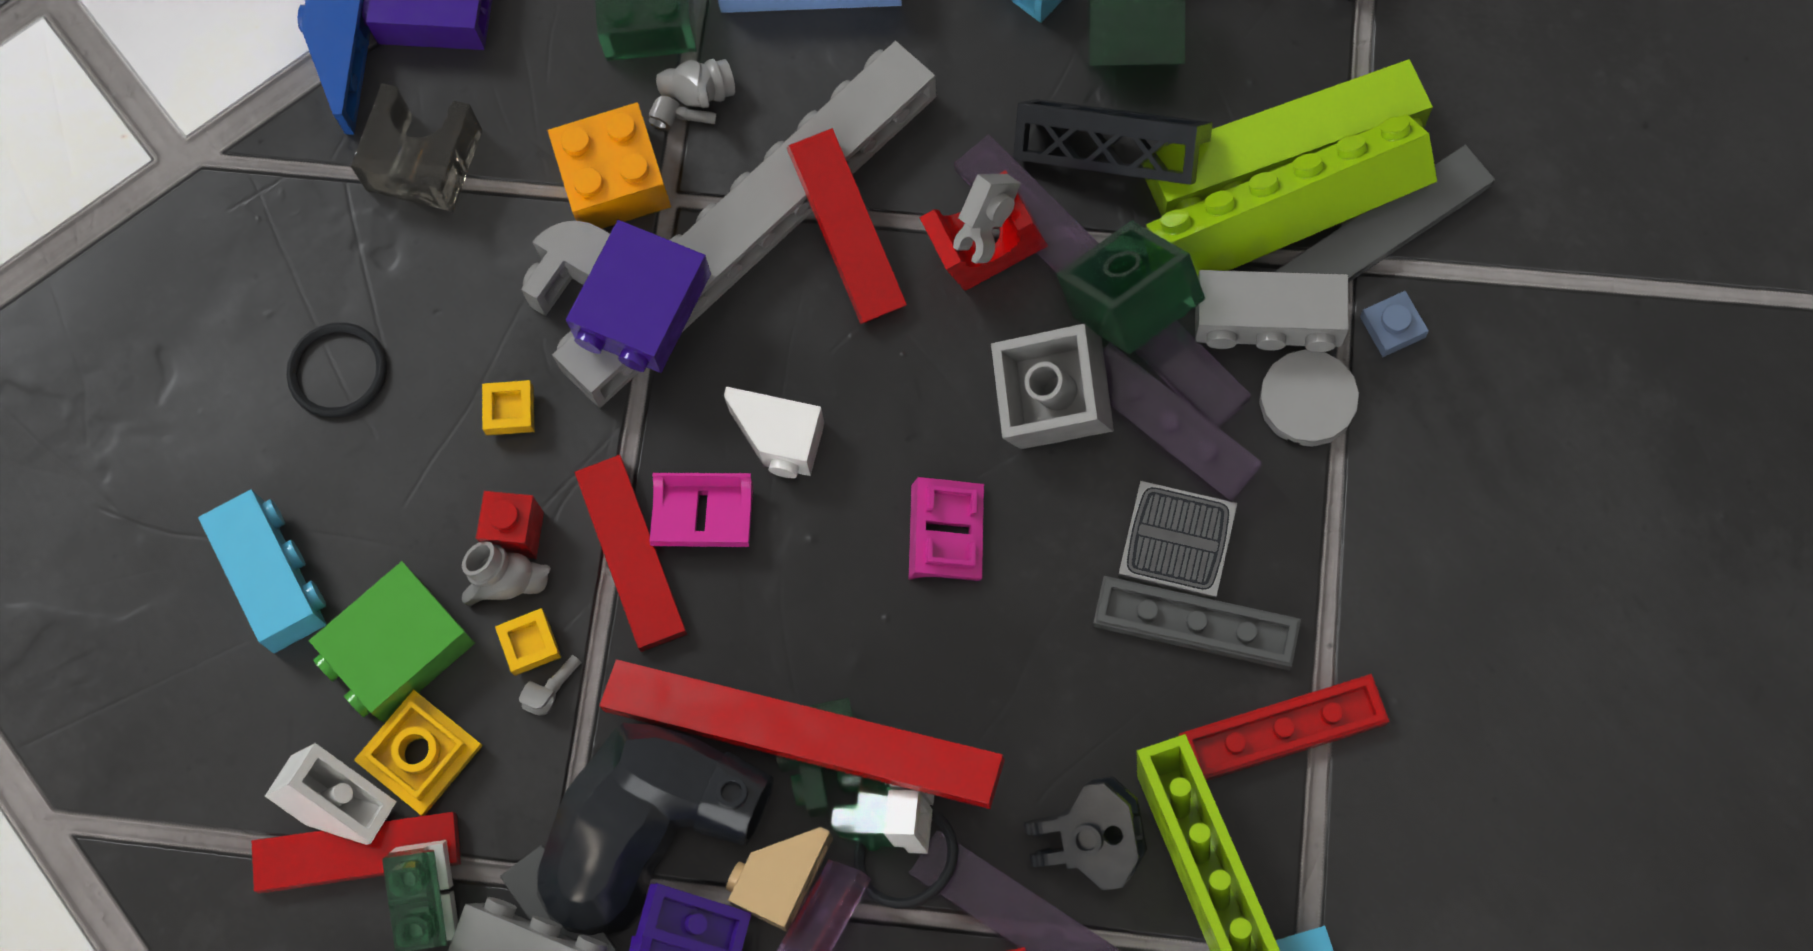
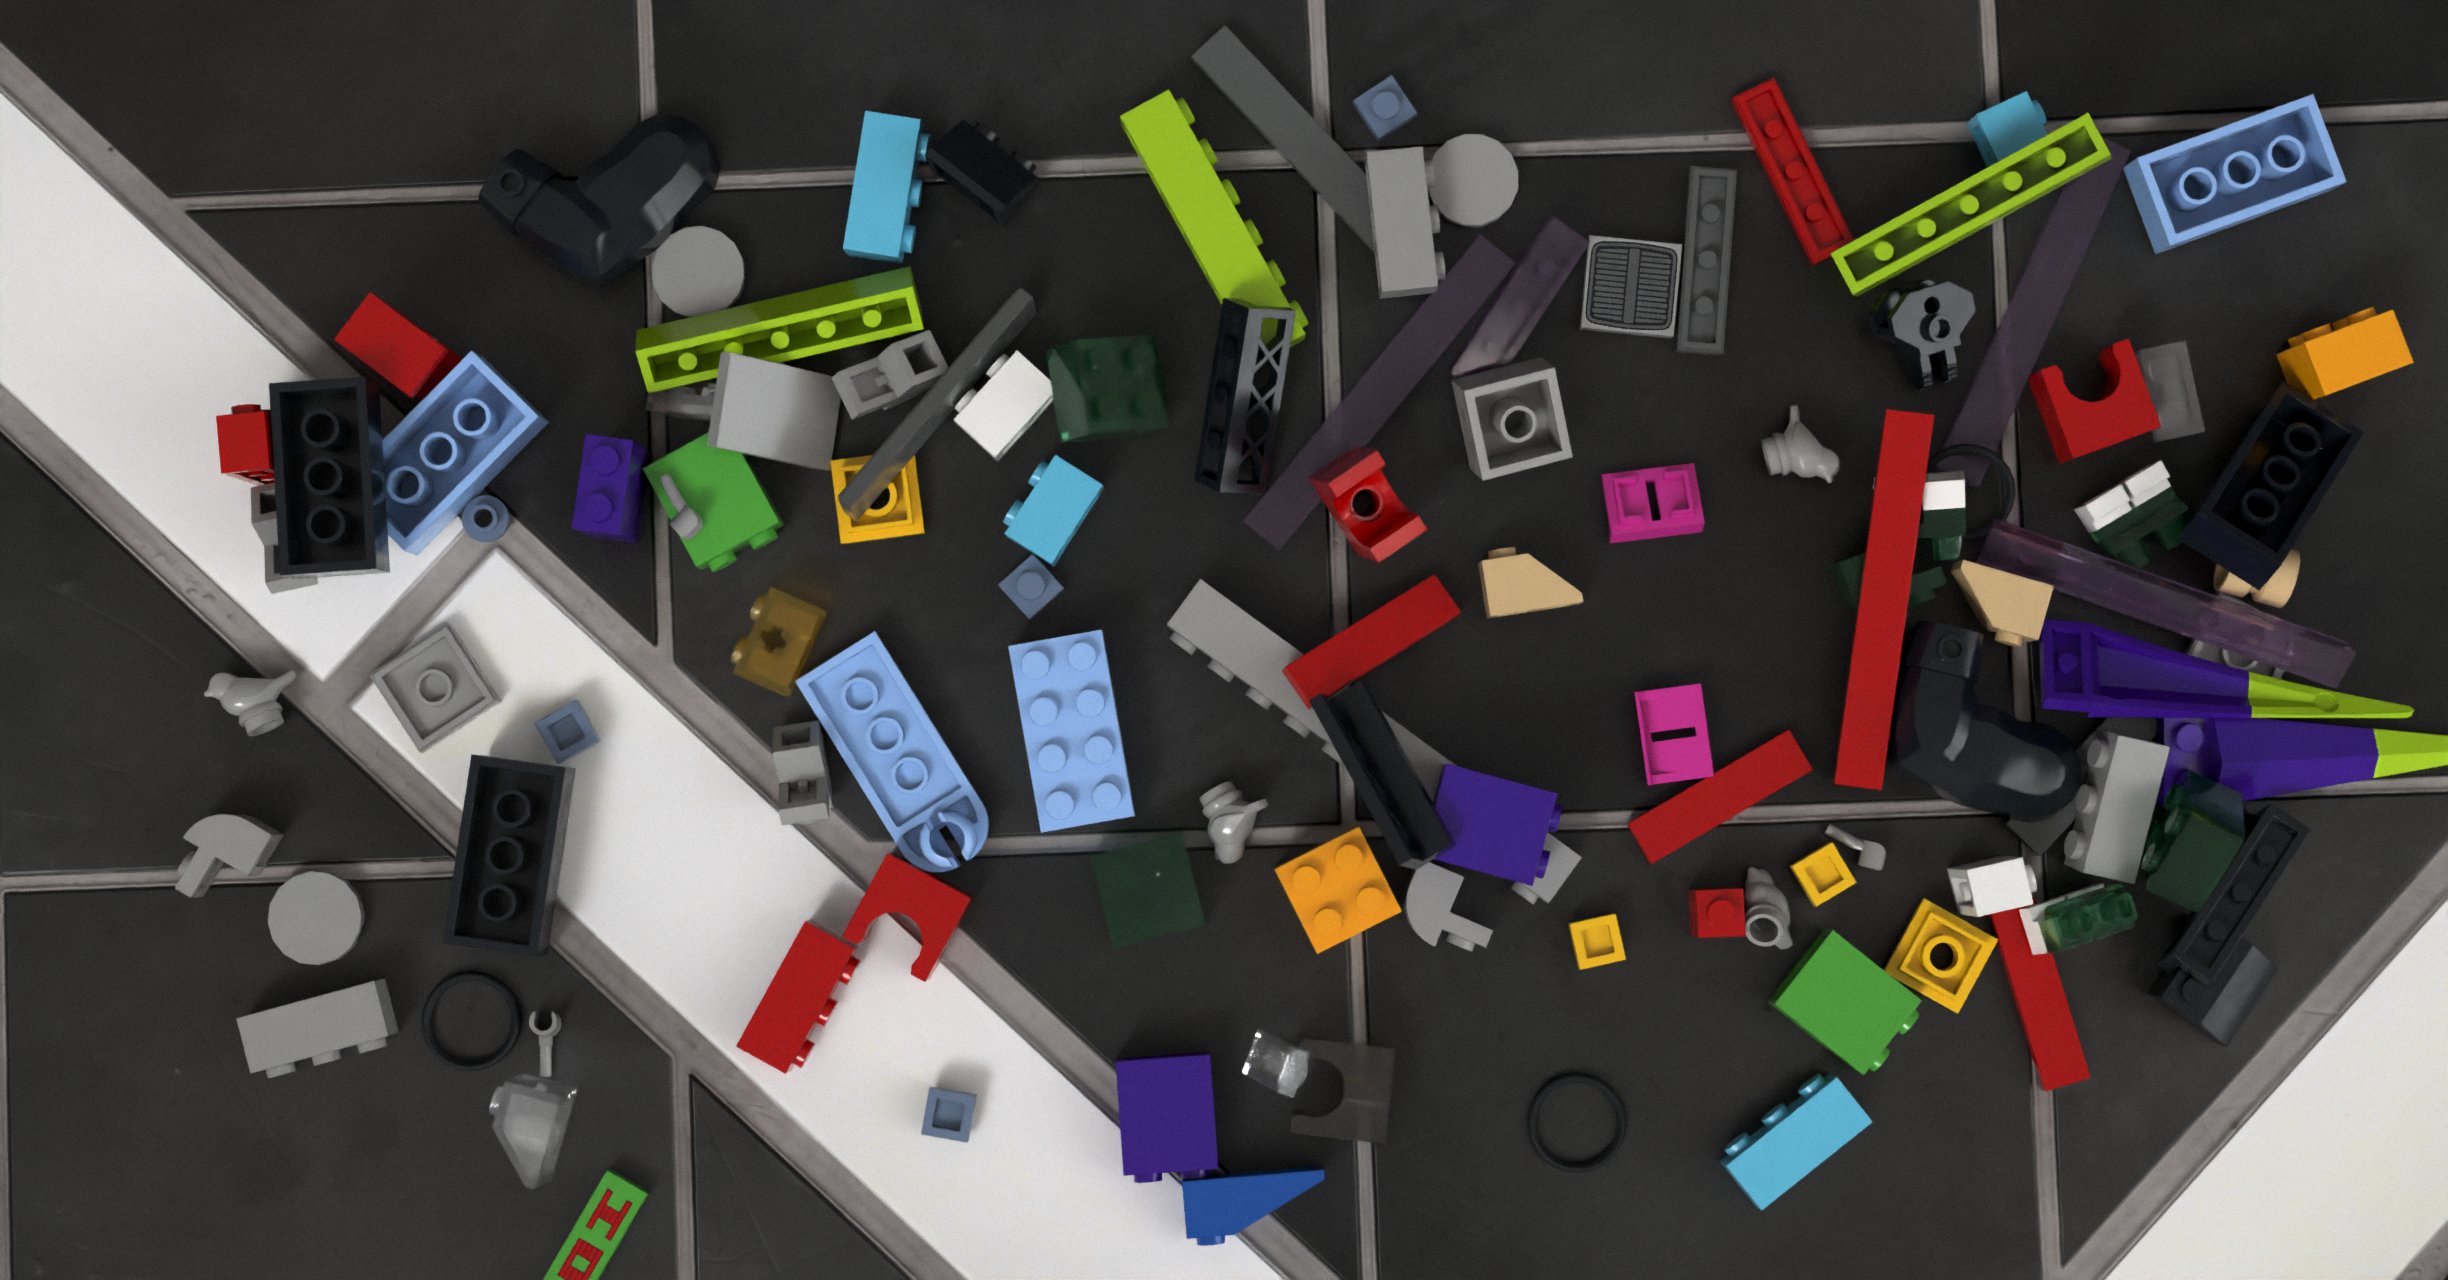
camera: 110 degrees left, 15 degrees up
(330, 796) = (1999, 1024): white slope -> none
(450, 85) = (1276, 1063): none -> clear plate
(473, 805) = (1992, 885): none -> white brick
(667, 109) = (1261, 849): light grey hand -> none
(703, 198) = (1383, 775): none -> black fence
(778, 429) = (1585, 675): white slope -> none
(880, 383) = (1522, 585): none -> tan slope
(976, 682) = (1799, 452): none -> light grey animal
(986, 207) = (1374, 493): light grey plate -> none
(1131, 286) = (1410, 354): clear green brick -> none
(1302, 196) = (1286, 214): lime brick -> none

